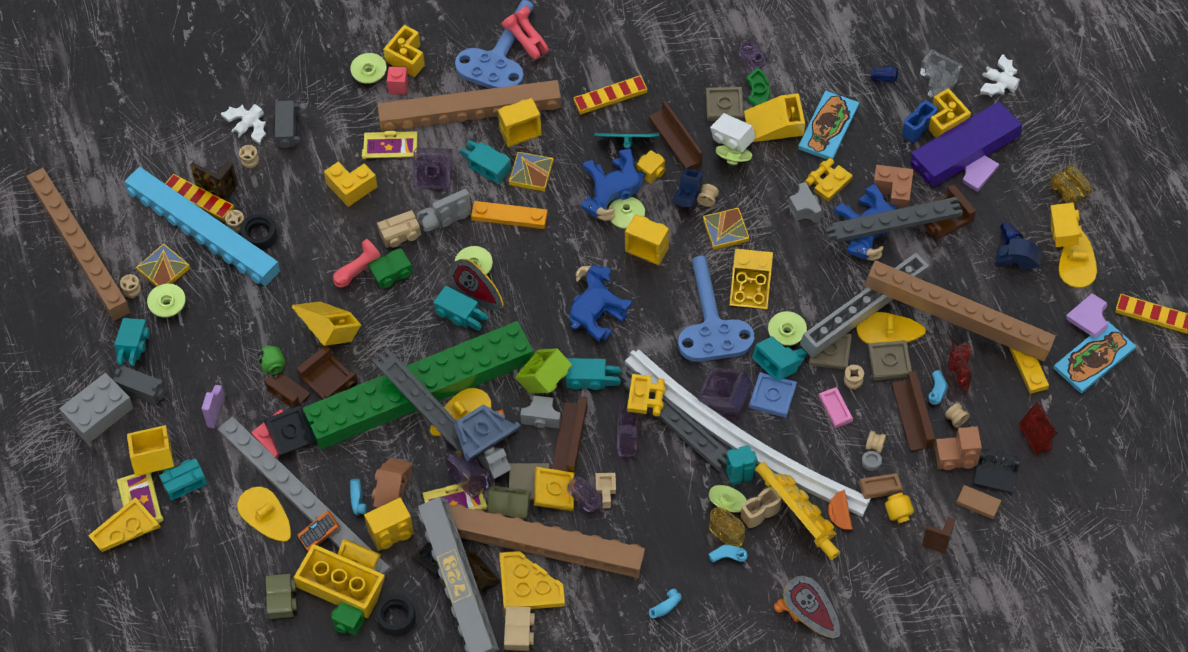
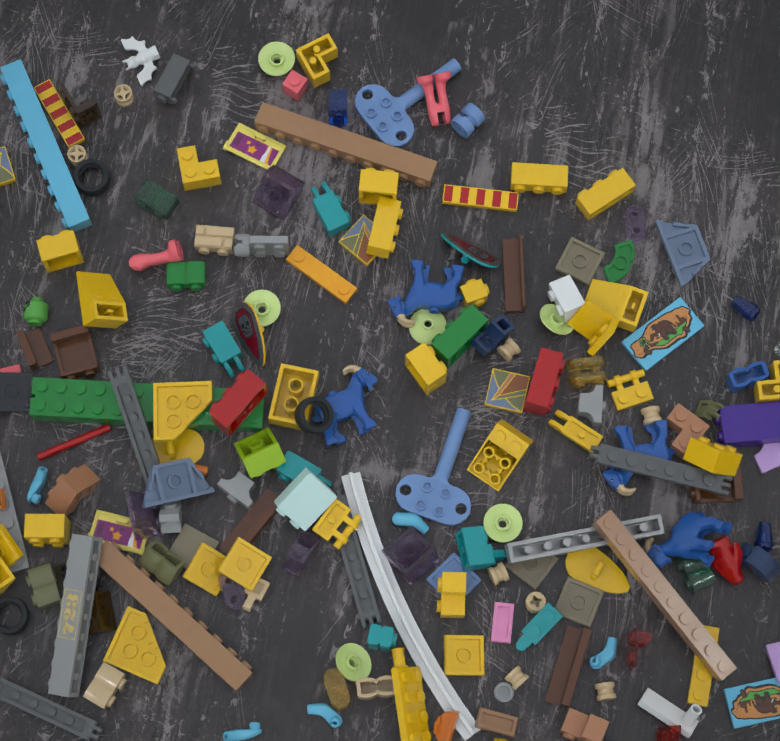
camera: 25 degrees right, 15 degrees up
(266, 298) = (59, 251): none -> yellow piece
(328, 222) = (156, 199): none -> clear green brick
(368, 448) = (73, 442): none -> red bar
(413, 574) = (44, 586): none -> olive brick
(446, 76) = (338, 107): none -> clear blue brick
(450, 365) = (178, 406): none -> yellow plate
(502, 333) = (238, 402): none -> red brick
(543, 150) = (384, 227): none -> yellow brick
(545, 316) = (291, 388): none -> yellow brick
(563, 40) = (469, 118): none -> medium blue wheel
(568, 324) = (327, 412): none -> black tyre
(584, 465) = (244, 564): none -> yellow tile
(606, 387) = (304, 500): none -> light aqua brick
(651, 56) = (539, 178): none -> yellow brick
(660, 196) = (458, 335): none -> green brick
(705, 364) = (410, 519): none -> medium azure arm
(713, 42) = (605, 193): none -> yellow brick
(754, 202) = (544, 382): none -> red brick
(768, 140) = (594, 324): none -> yellow bracket
(779, 398) = (453, 590): none -> yellow brick
(783, 180) = (580, 379): none -> clear yellow brick
(802, 230) = (576, 431): none -> yellow hinge
(805, 54) = (684, 249): none -> sand blue wing
(808, 369) = (498, 574): none -> tan wheel
(819, 447) = (464, 655): none -> yellow tile
(858, 187) = (651, 415): none -> tan wheel
(870, 390) = (539, 626): none -> teal hinge
(904, 158) = (708, 409): none -> olive plate
(930, 188) = (713, 457): none -> yellow brick
(950, 258) = (688, 540): none -> blue animal
(971, 285) = (696, 573): none -> clear green brick
(992, 264) = (727, 559): none -> red animal
(1021, 405) = (669, 712): none -> white piece

